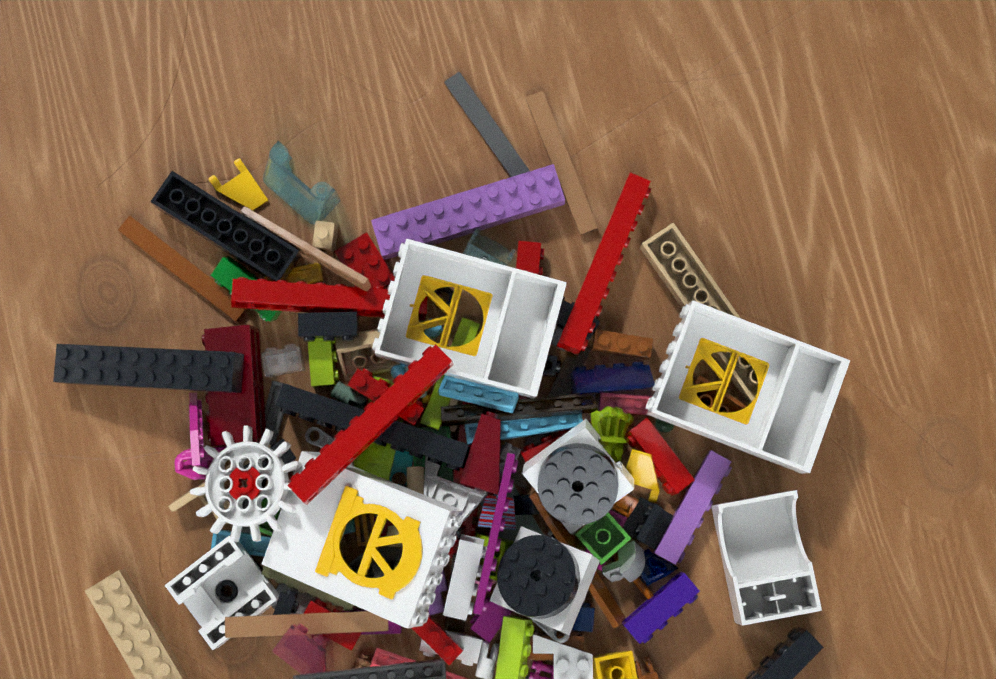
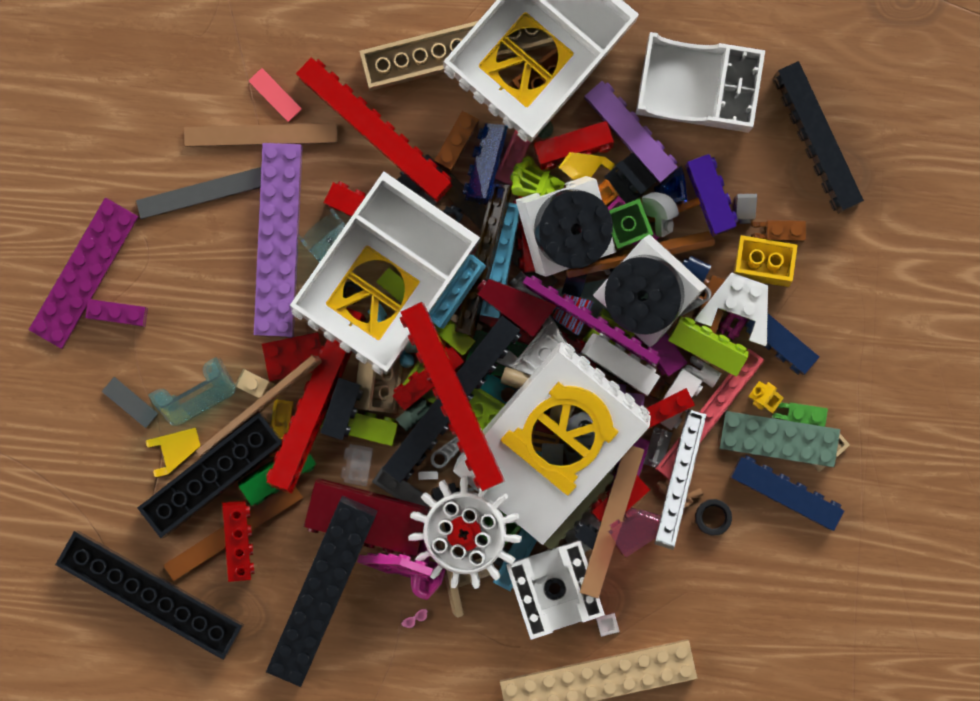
camera: 70 degrees left, 5 degrees up
(96, 212) = (149, 594): none -> black brick
(151, 463) = (420, 616): none -> bright pink piece
(172, 273) = (236, 541): none -> red brick
(211, 657) = (607, 624): none -> white tile
(270, 131) = (130, 402): none -> dark grey tile
(296, 431) = (428, 475): none -> white tile
(348, 90) = (116, 312): none -> magenta brick
(353, 543) = (553, 453): none -> sticker
(375, 49) = (83, 273): none -> magenta plate
(398, 642) = (658, 447): none -> light grey hinge
(603, 162) = (275, 95): none -> coral tile
(661, 645) = (745, 207): none -> light grey slope

